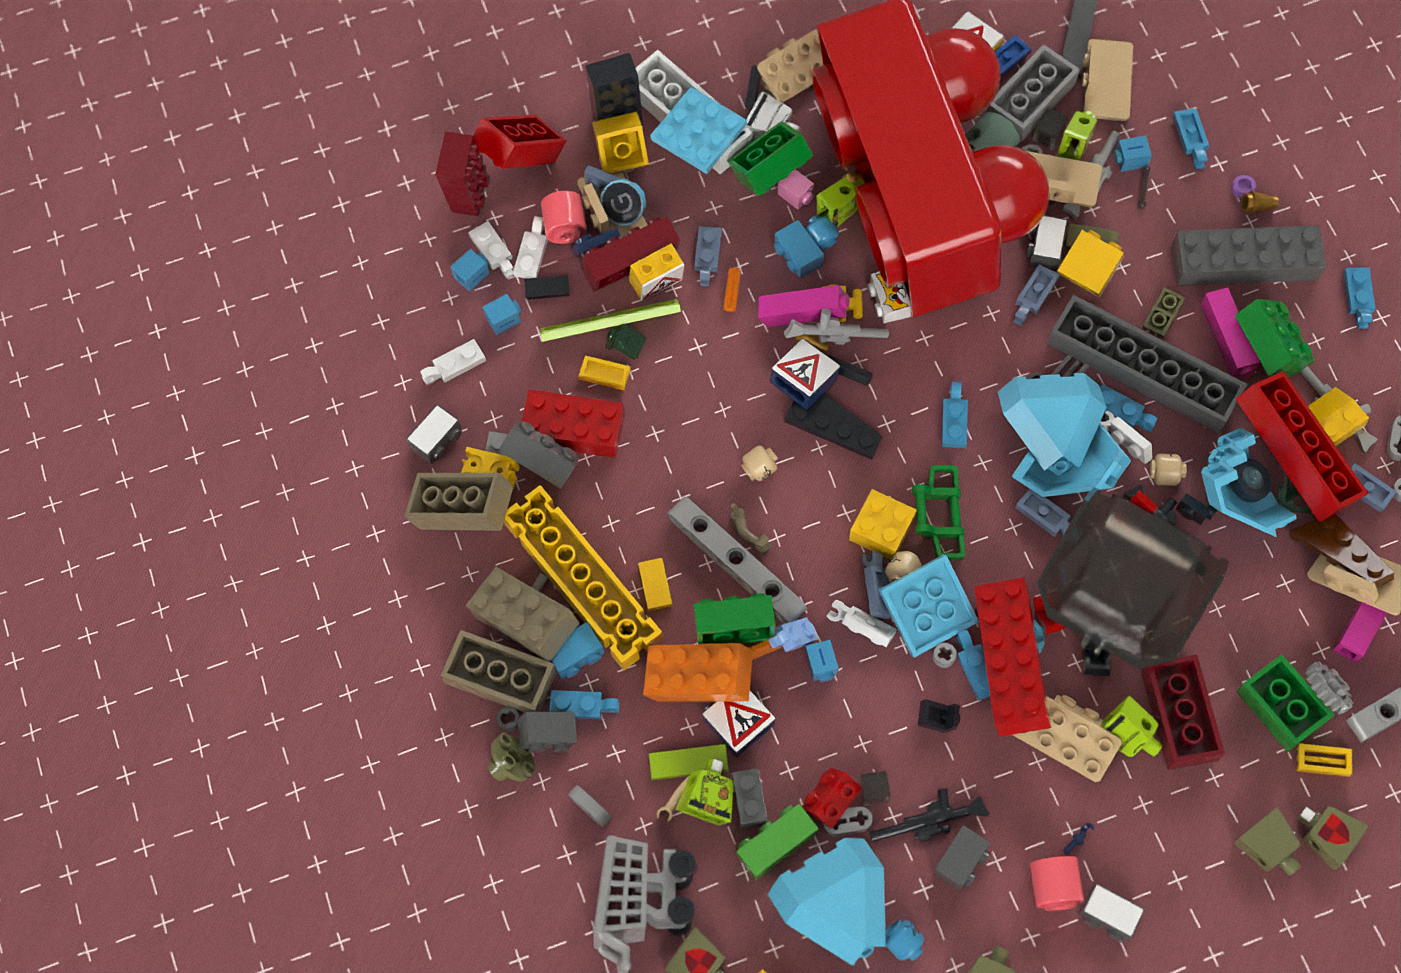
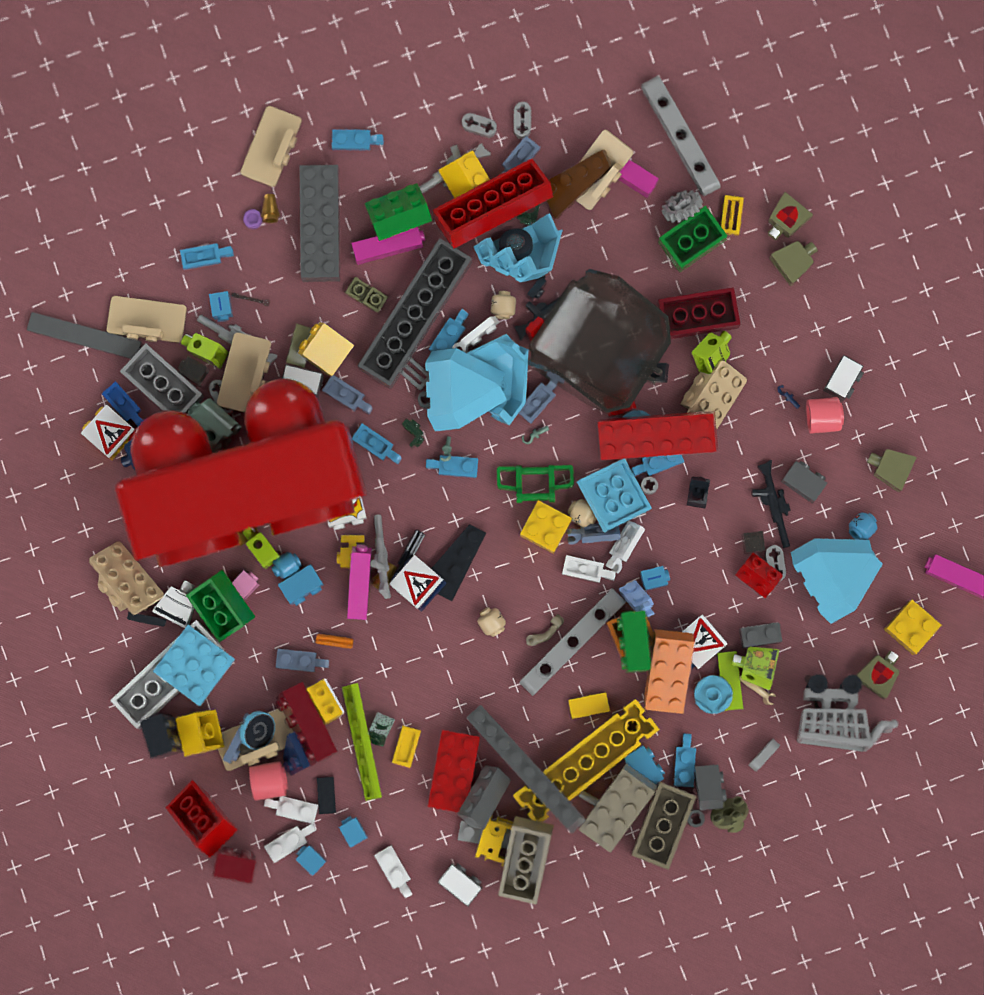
camera: 90 degrees left, 15 degrees up
(569, 497) = (526, 769): none -> dark grey brick
(670, 739) = (713, 694): none -> medium azure tile
(776, 841) = (791, 616): bright green brick -> none
(829, 577) = (586, 569): none -> white plate
(976, 327) = (375, 444): none -> dark azure plate
(976, 407) = (446, 449): none -> sand green hand
(998, 368) = (413, 428): none -> clear green bracket
(1002, 513) = (536, 434): none -> sand green hand
(1337, 202) = (271, 146): none -> tan bracket

